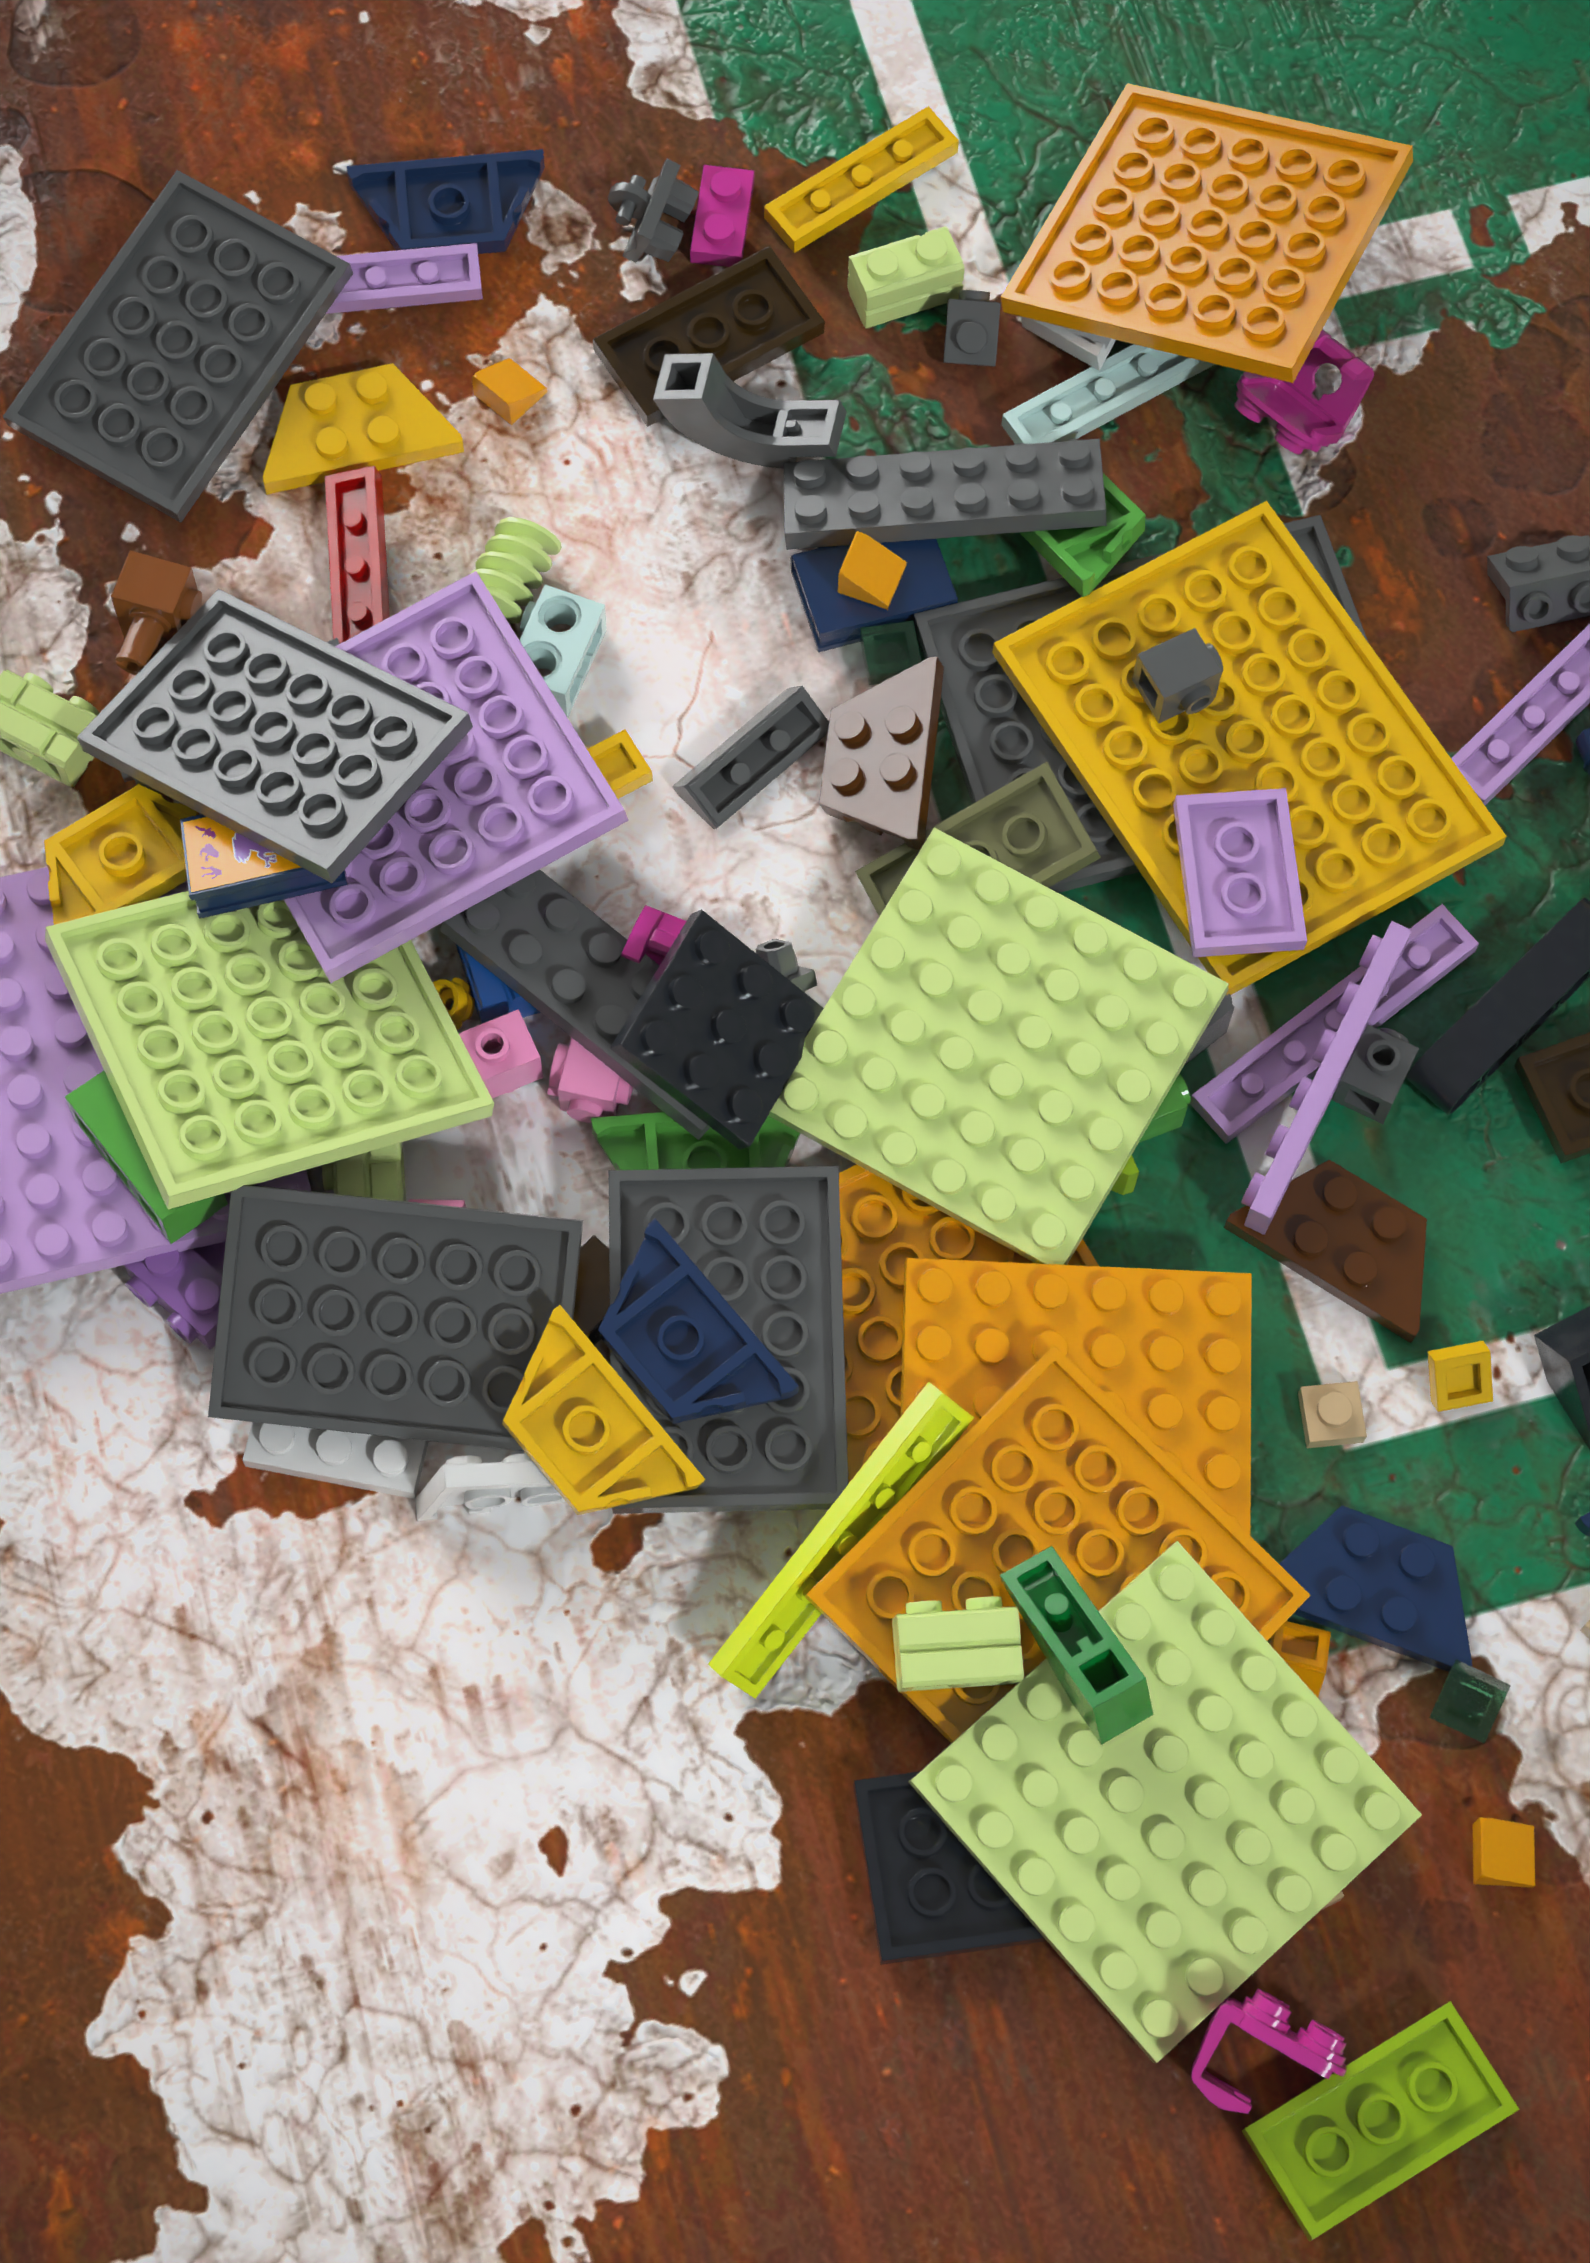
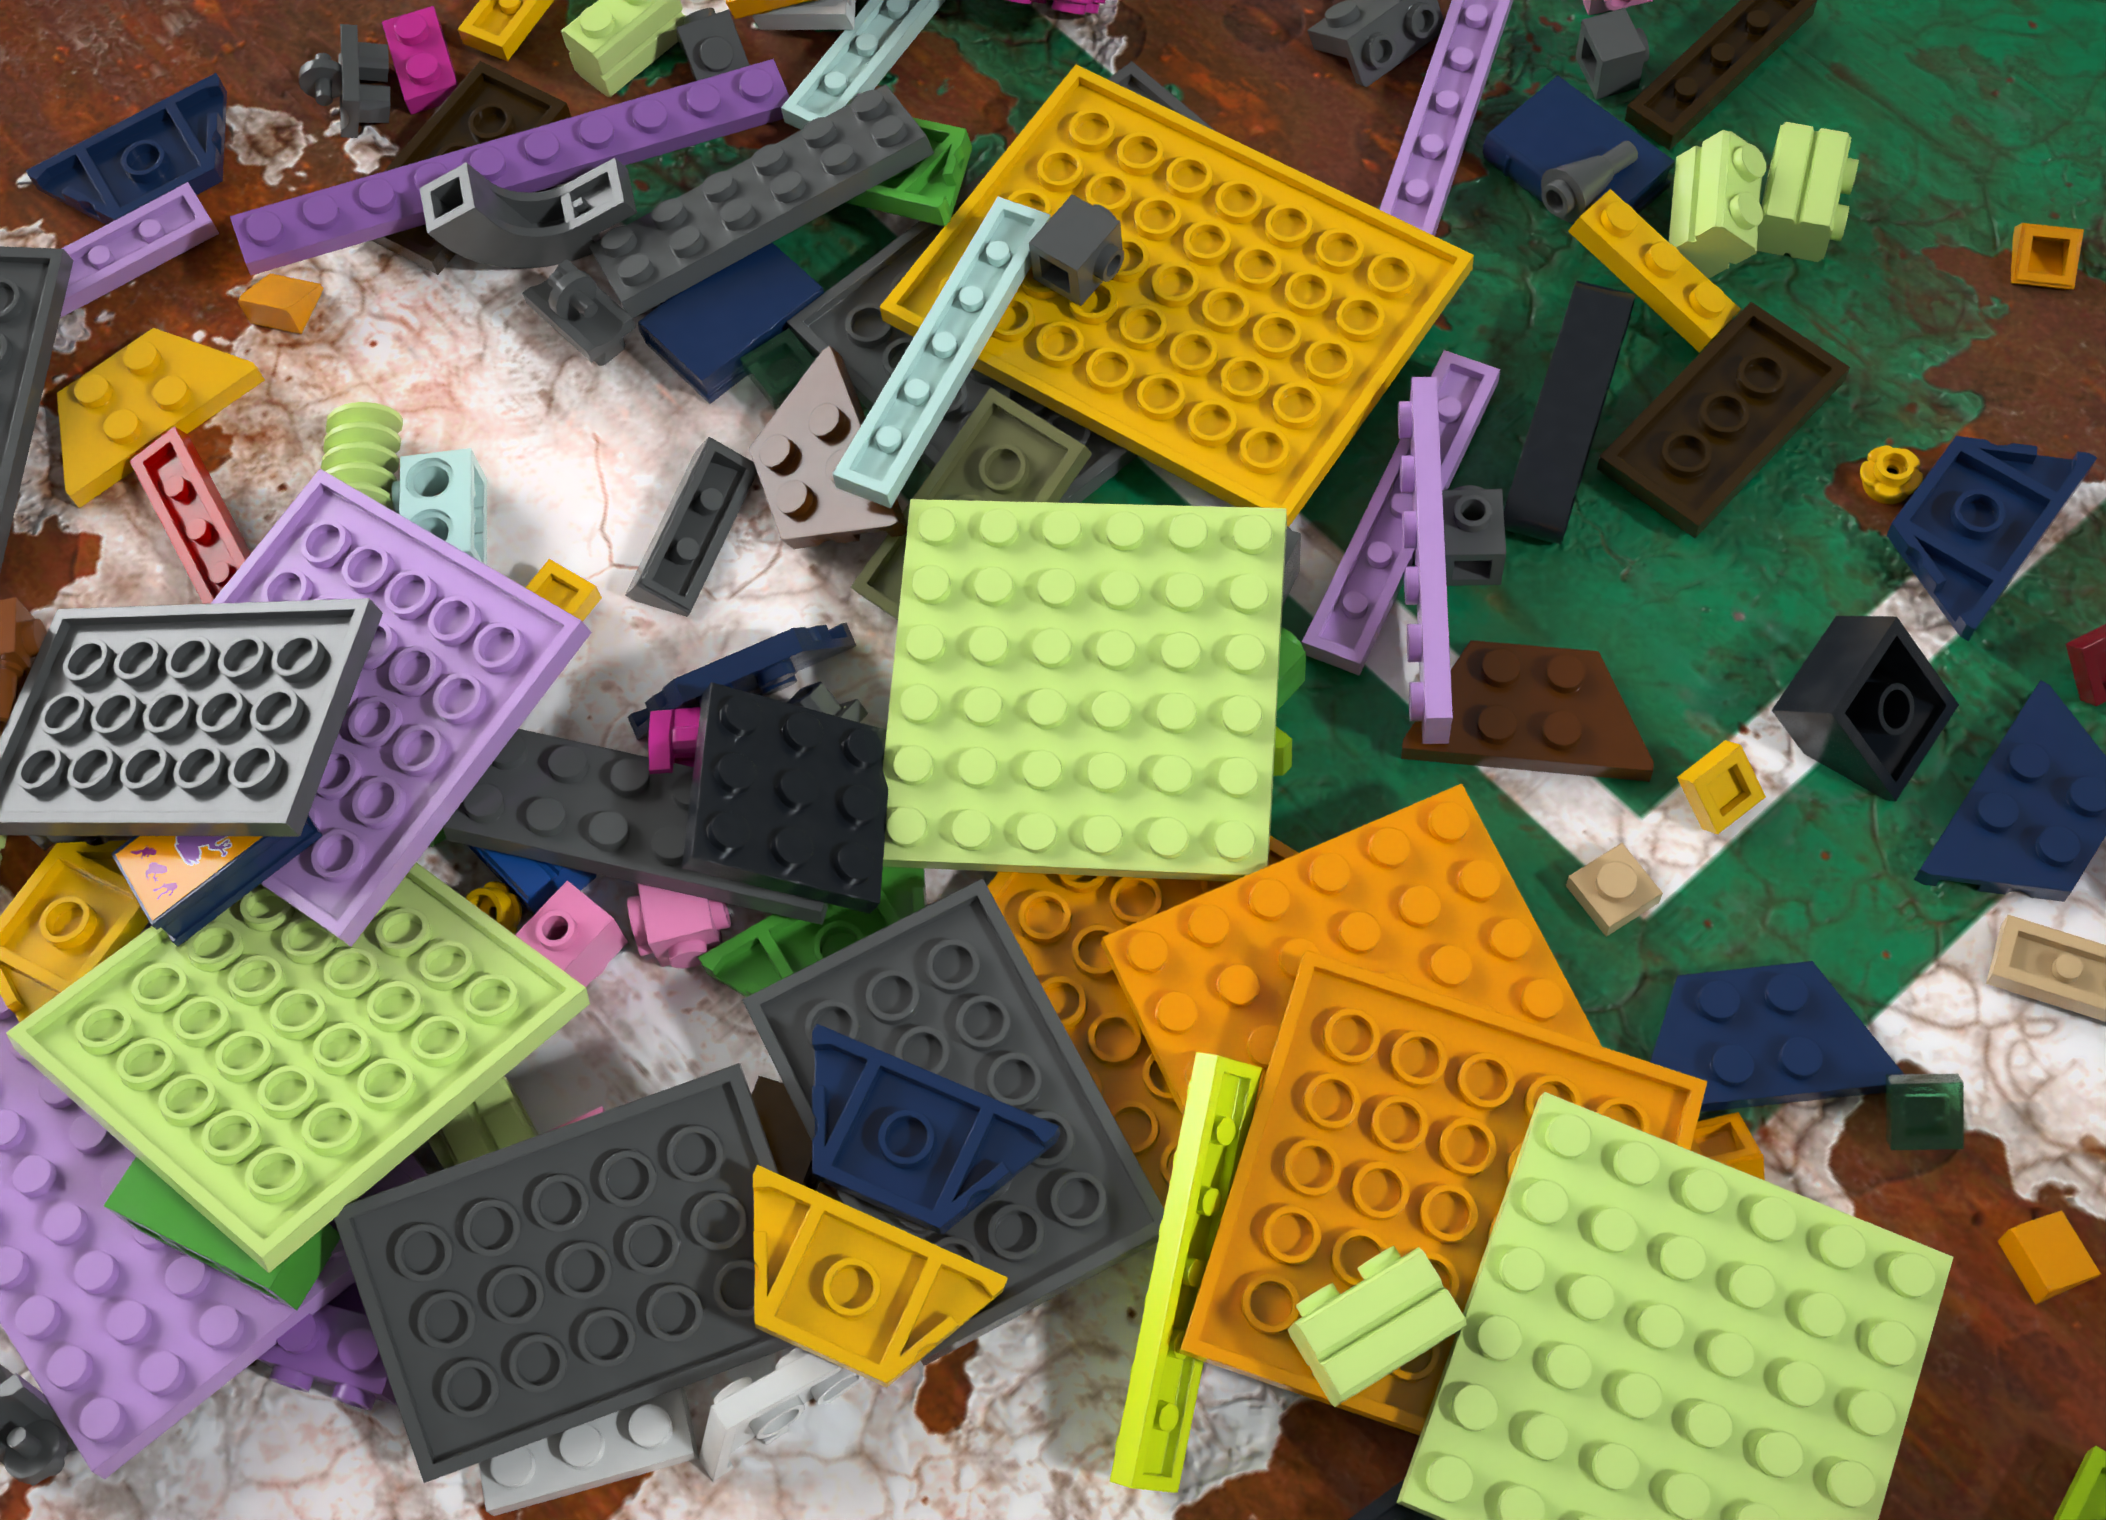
camera: 15 degrees left, 5 degrees down
(748, 523) = (581, 313): none -> dark grey hips
(755, 908) = (764, 665): none -> dark blue wing
(758, 361) = (517, 162): none -> medium lavender plate
(870, 572) = (723, 299): light orange slope -> none
(1023, 711) = (940, 355): none -> light aqua plate
(1079, 1645) = (1510, 1256): green slope -> none
(1239, 872) = (1238, 403): lavender plate -> none

